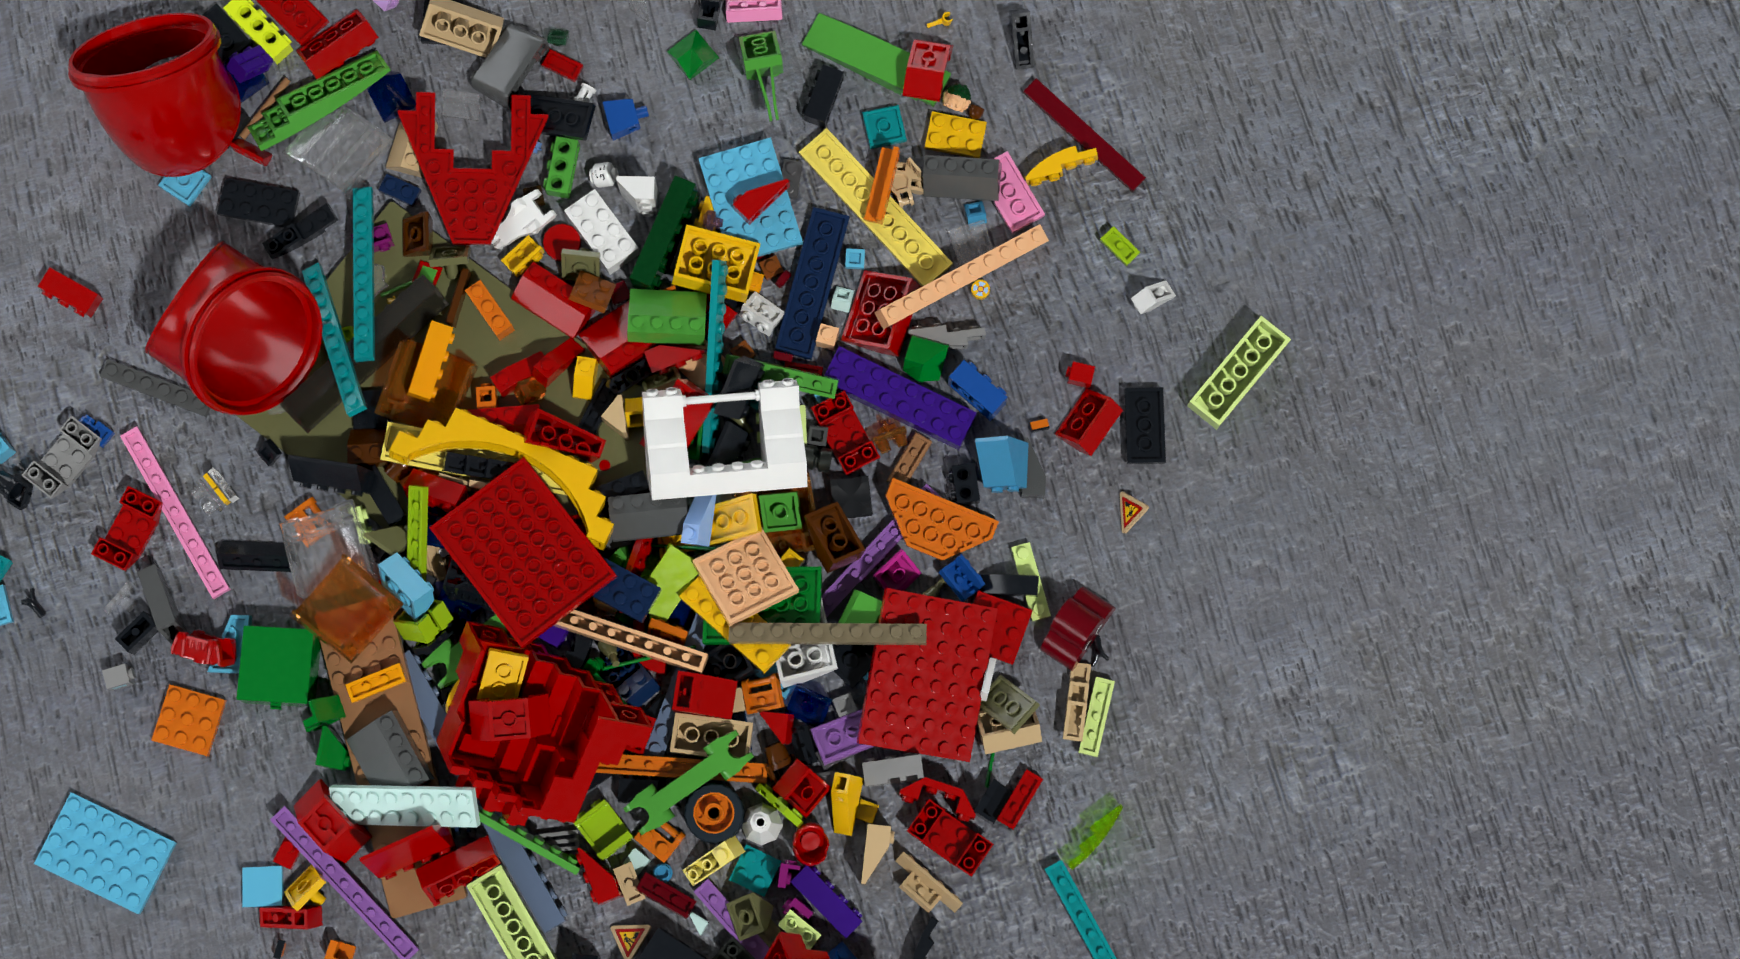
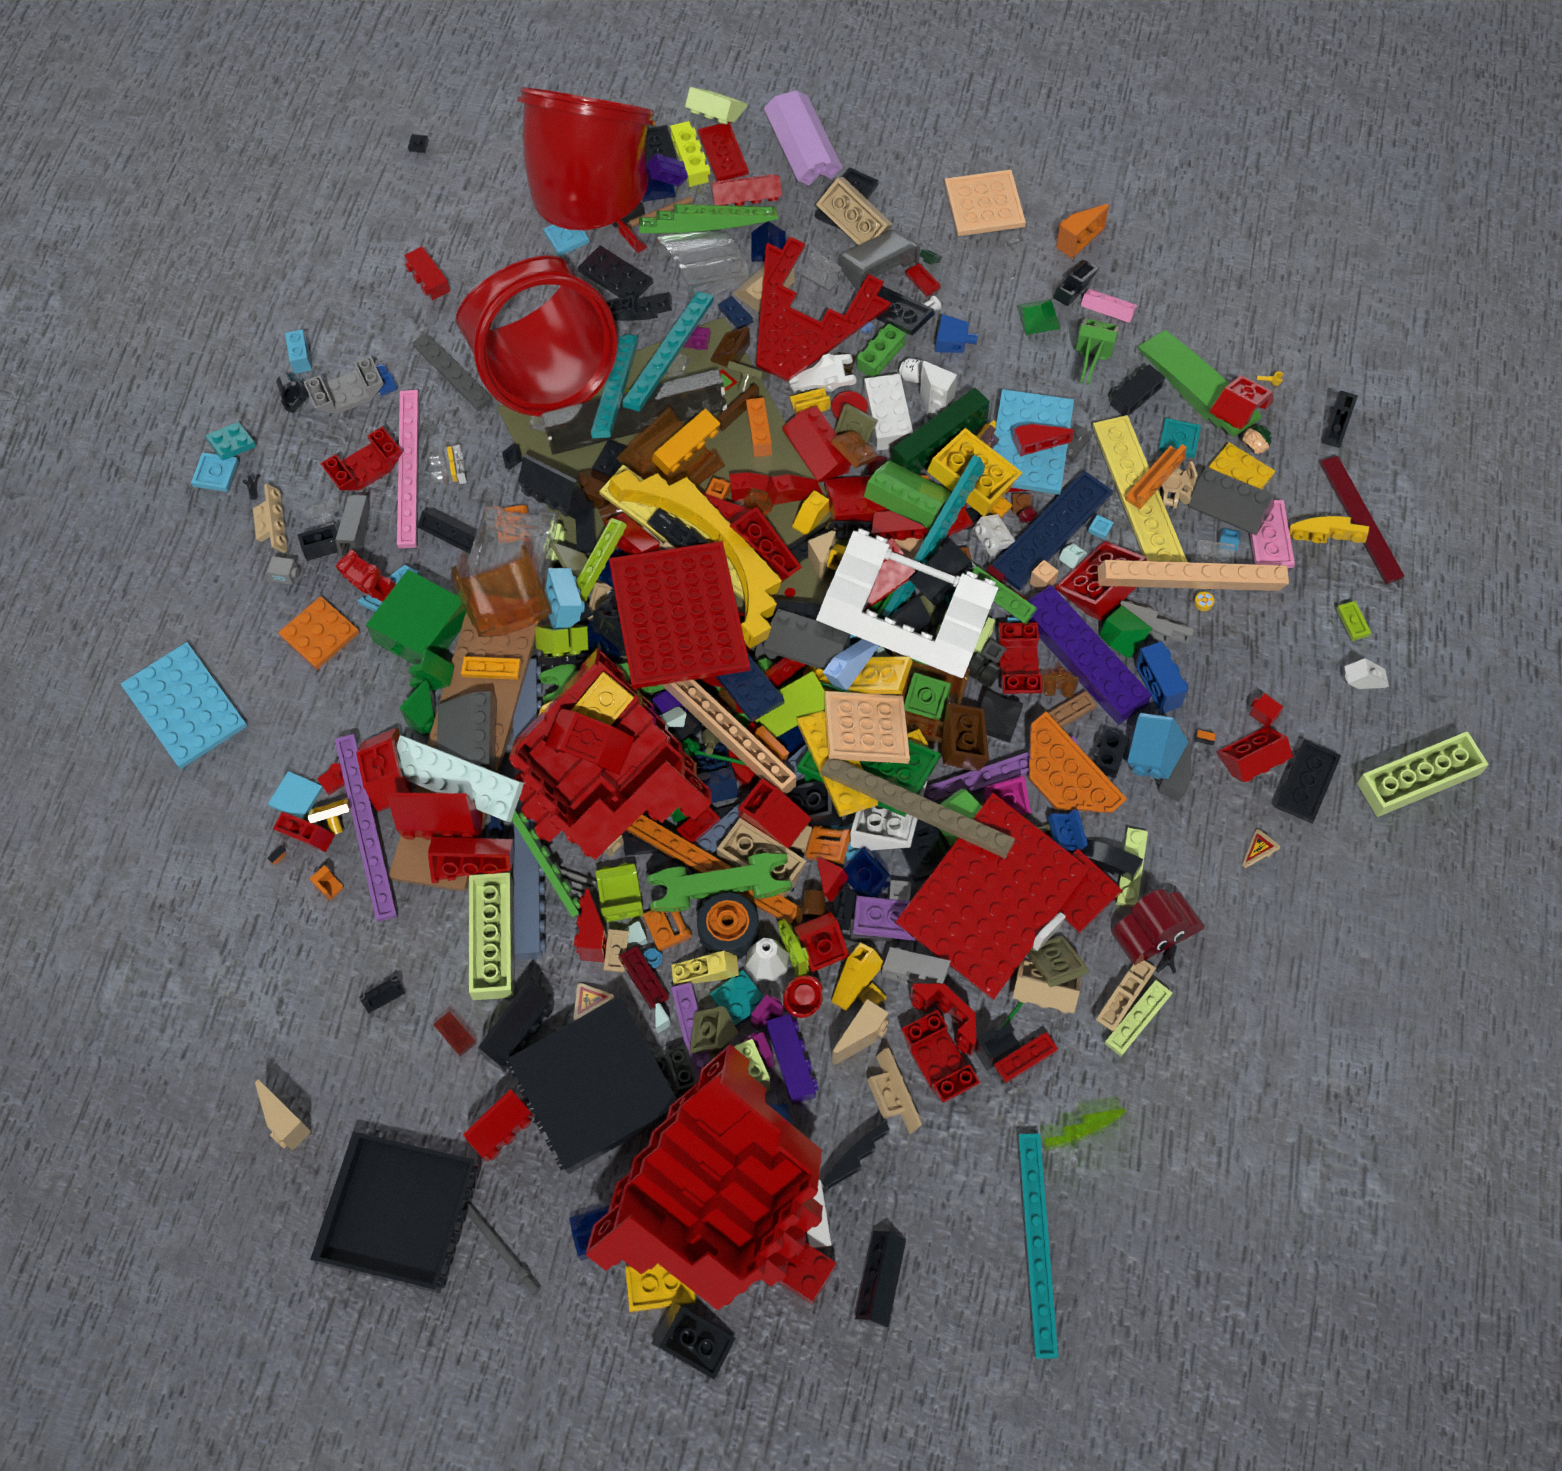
camera: 30 degrees right, 15 degrees down
(74, 632) = (270, 519): none -> tan bracket
(566, 646) = (674, 717): none -> light aqua slope
(976, 112) = (1269, 458): reddish brown hinge -> none

